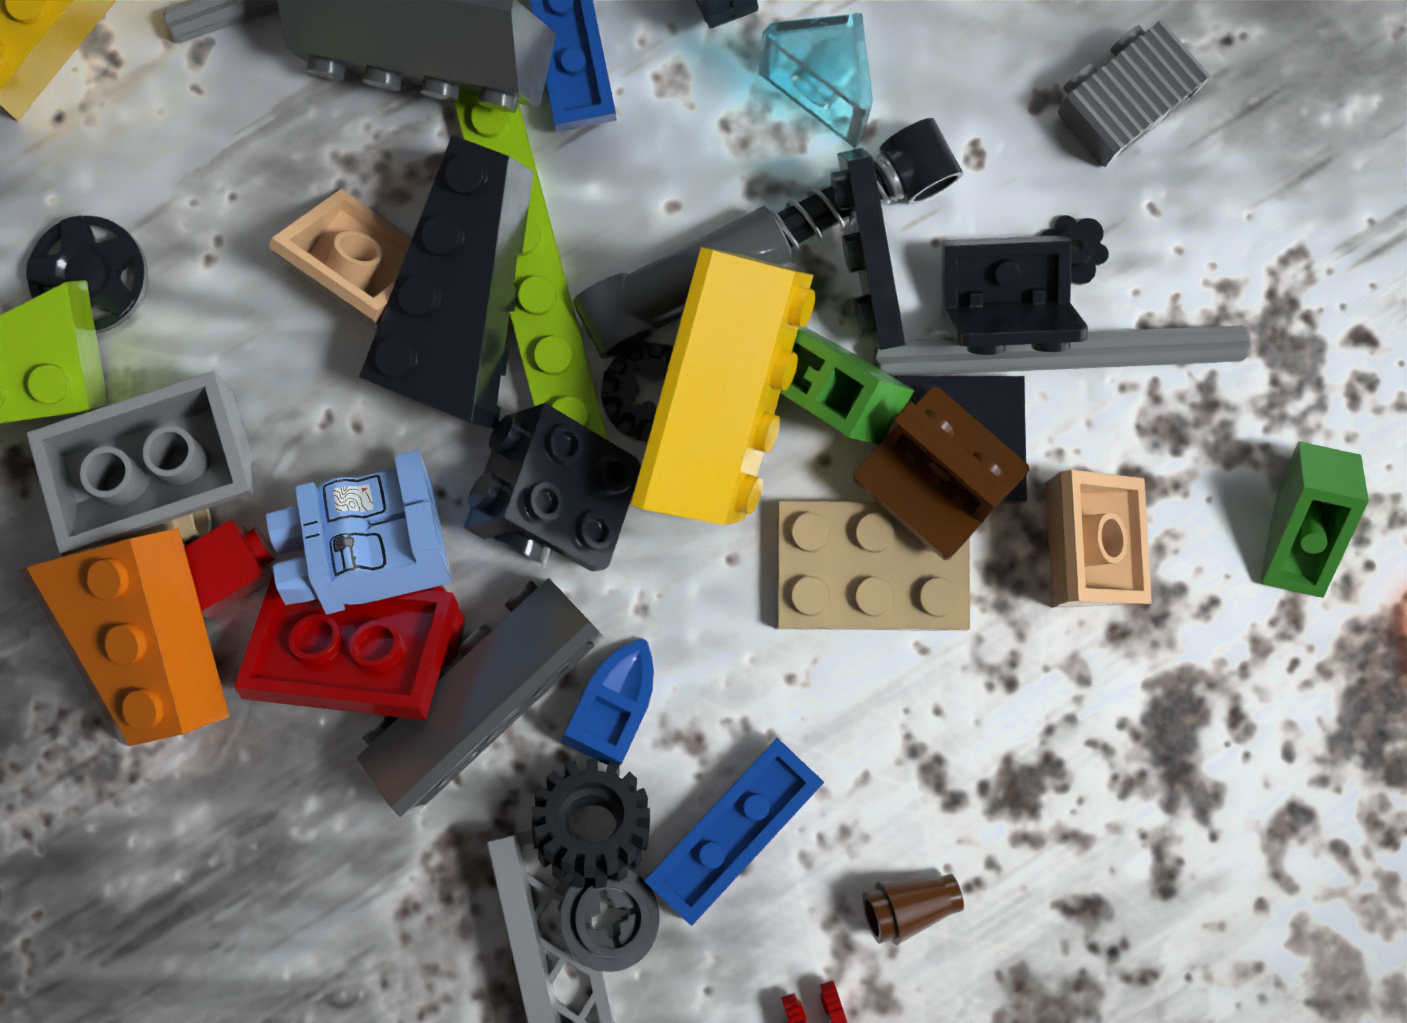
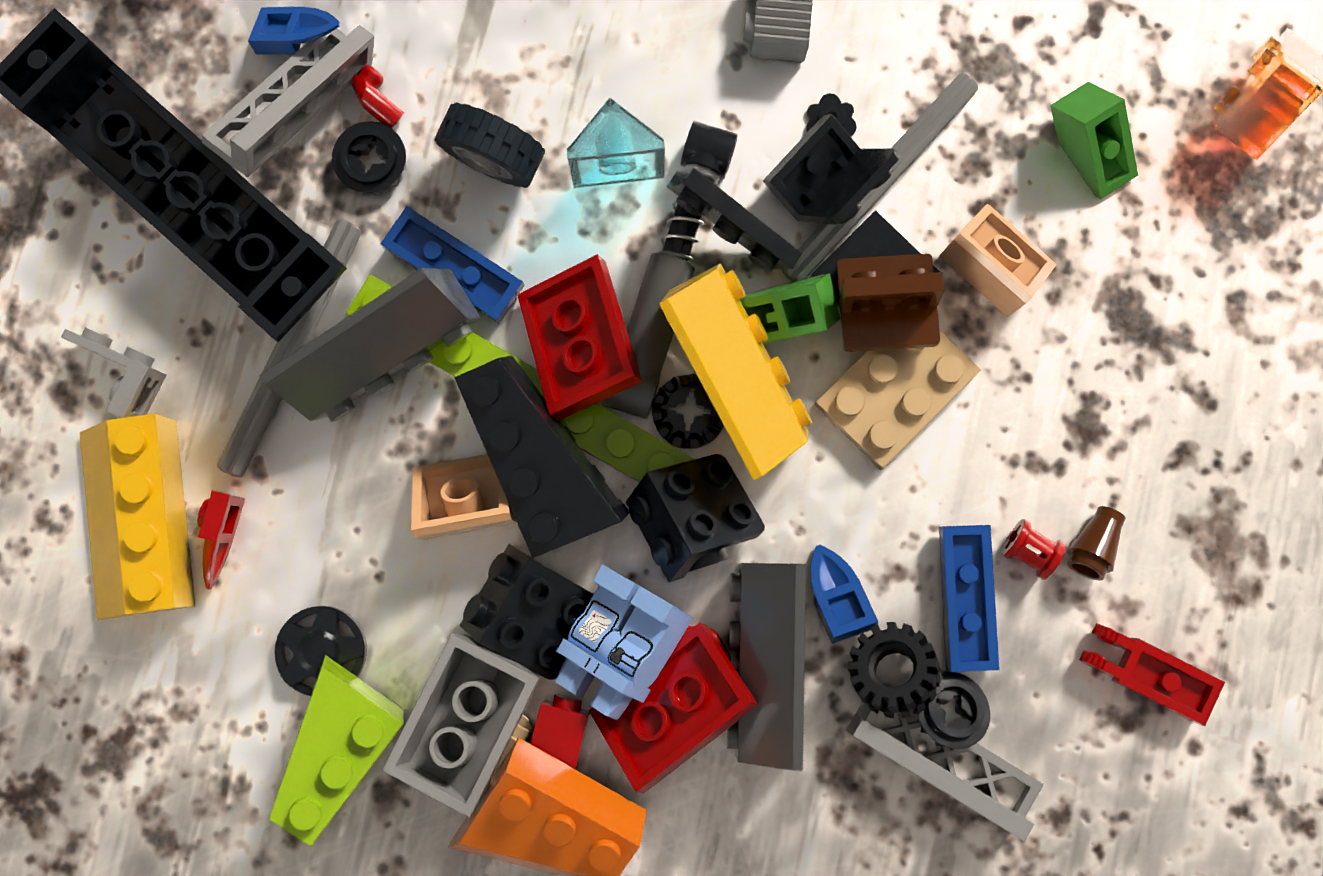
camera: 45 degrees left, 0 degrees up
(110, 65) = (218, 525): none -> red plate
(305, 423) = (525, 612): none -> black bracket
(610, 216) = (578, 338): none -> red plate
(849, 829) = (1043, 563): none -> red bush

